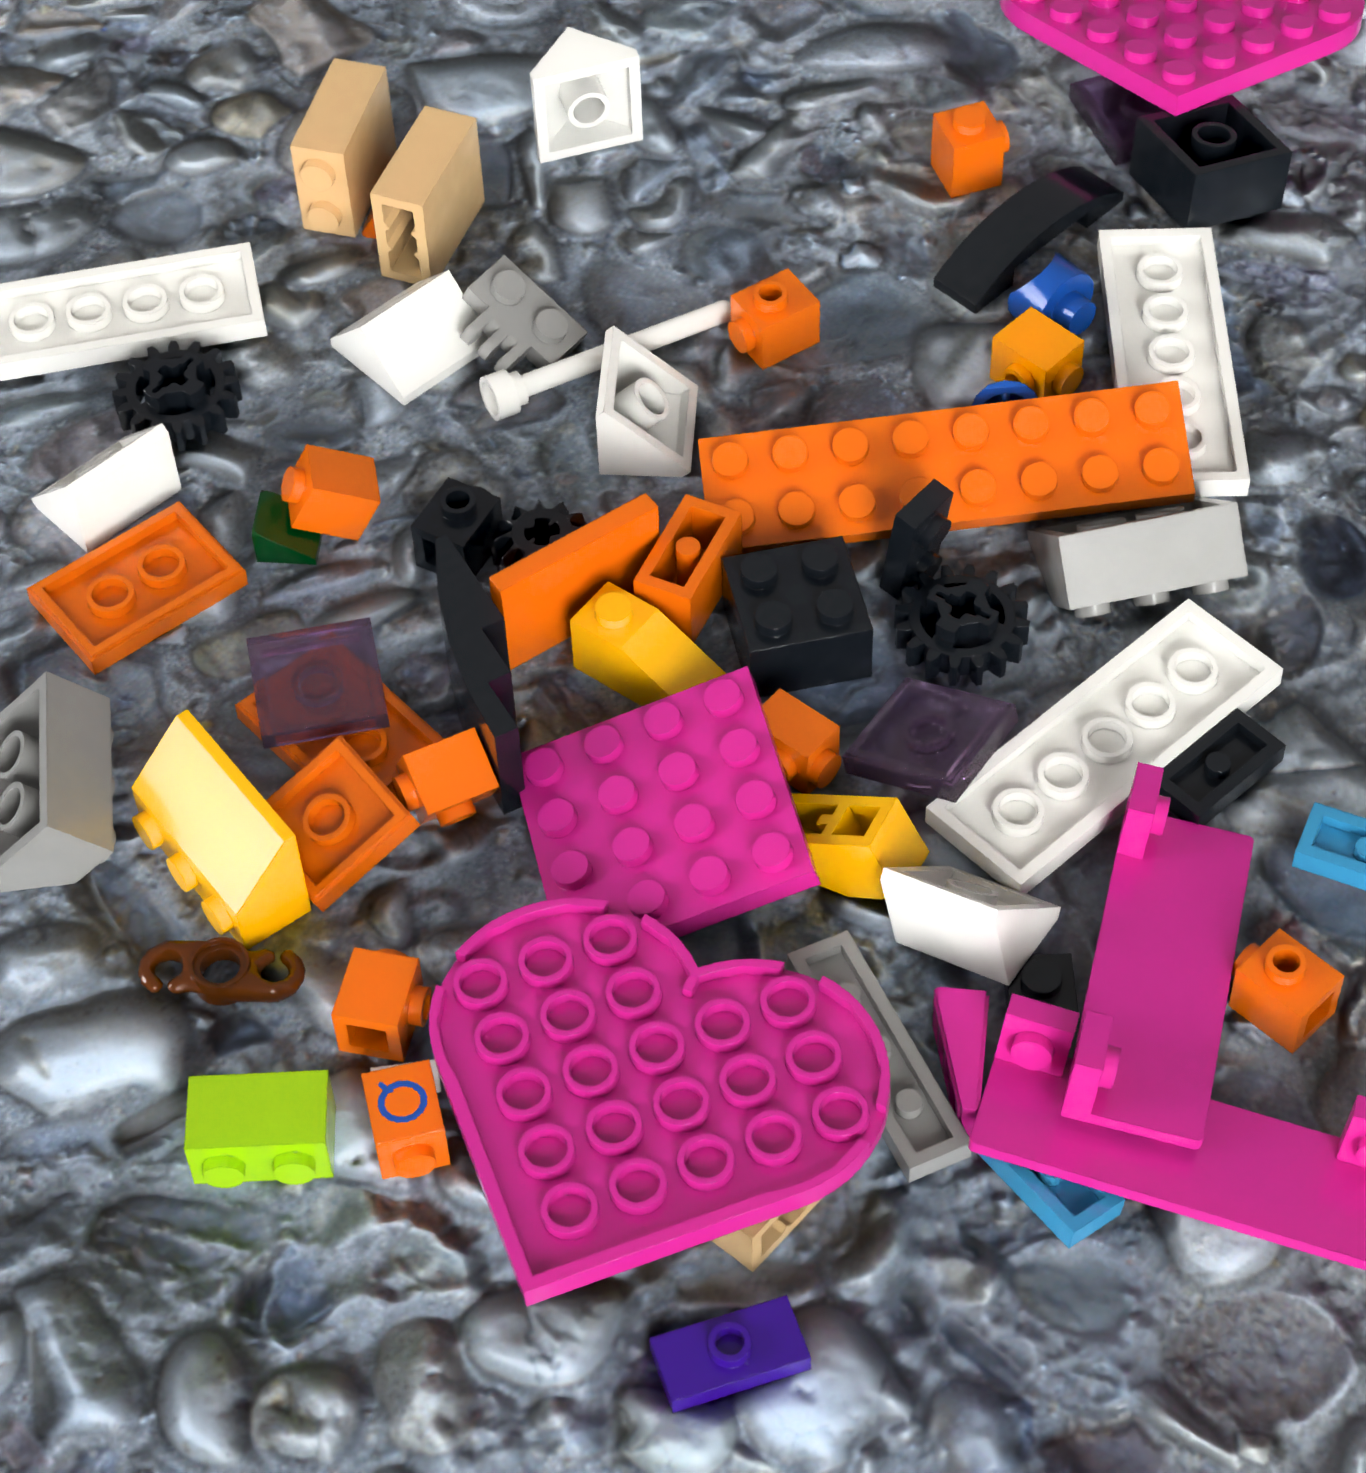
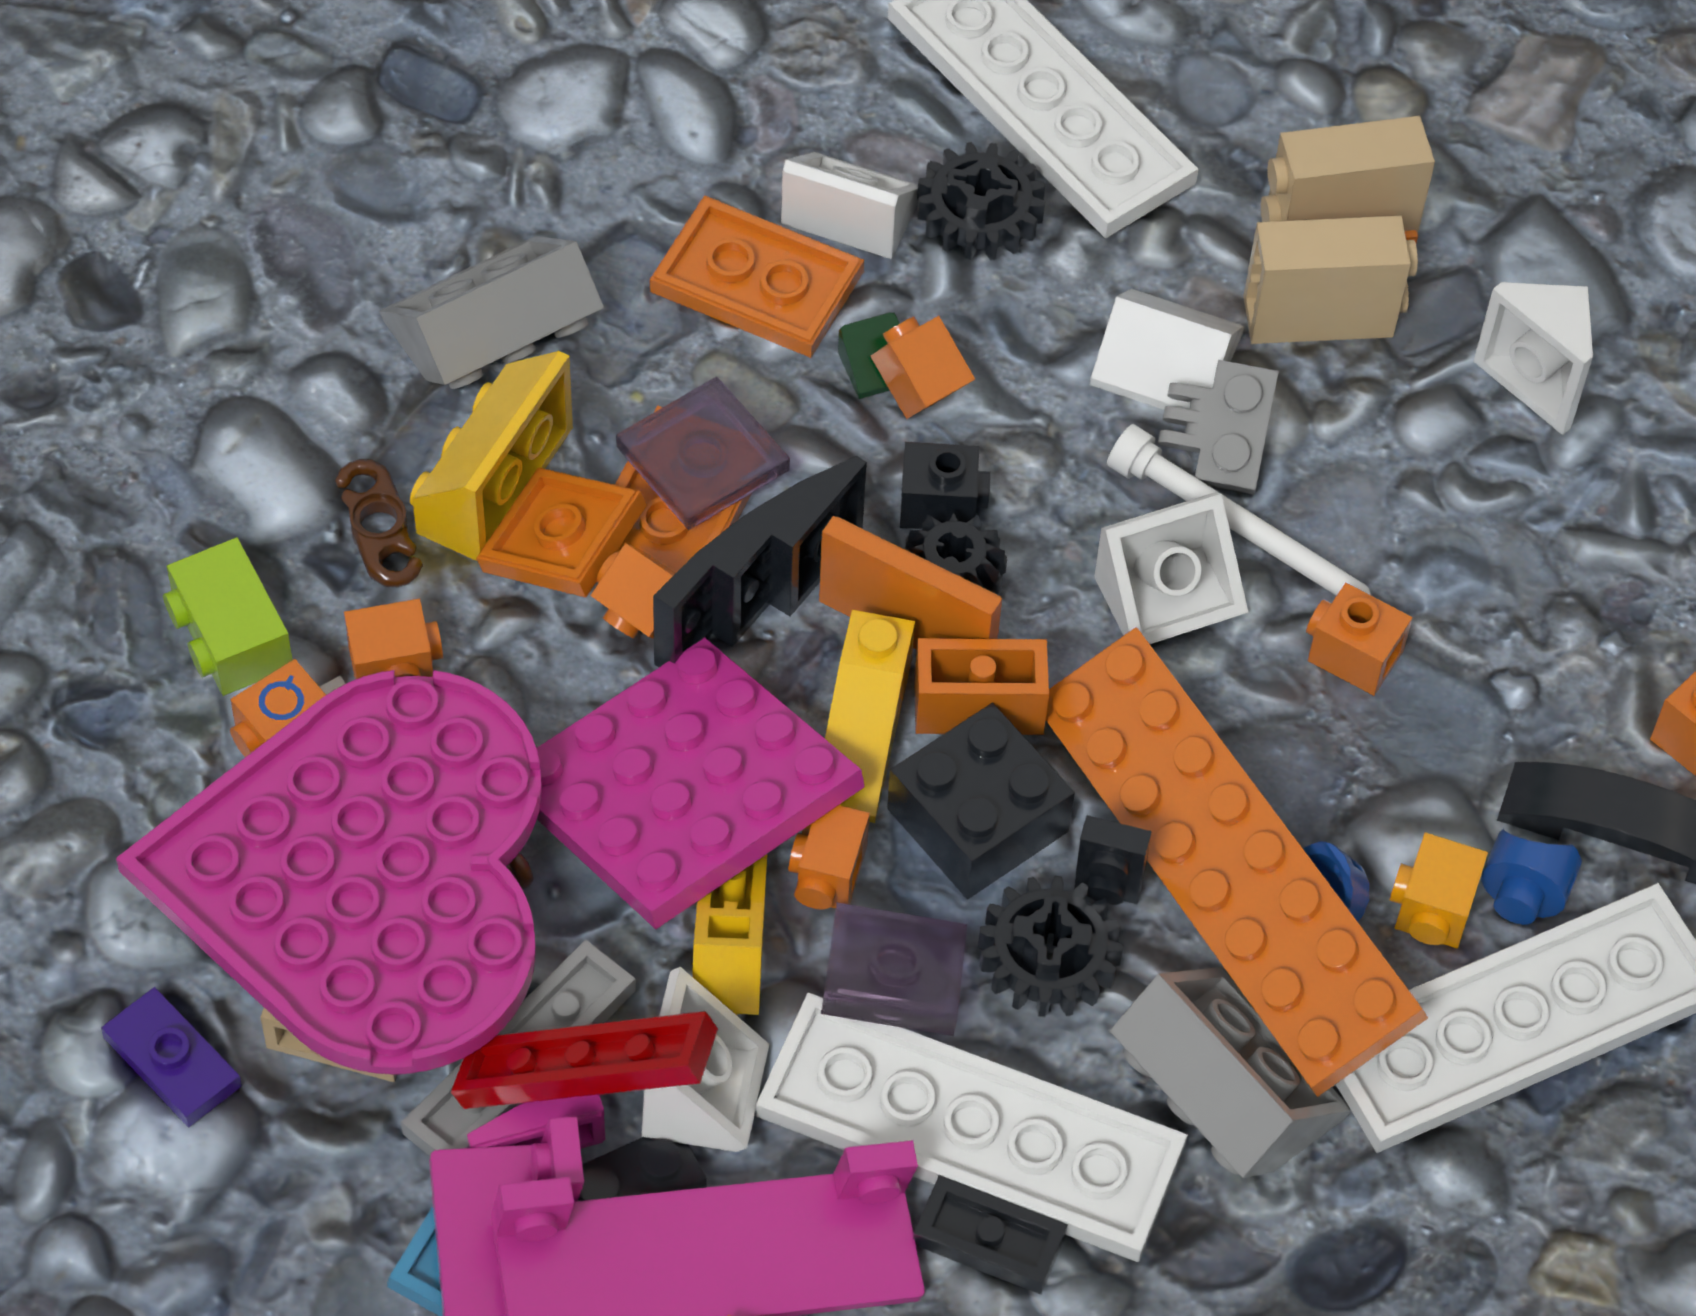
camera: 60 degrees right, 5 degrees up
(961, 961) = (587, 1060): none -> red plate

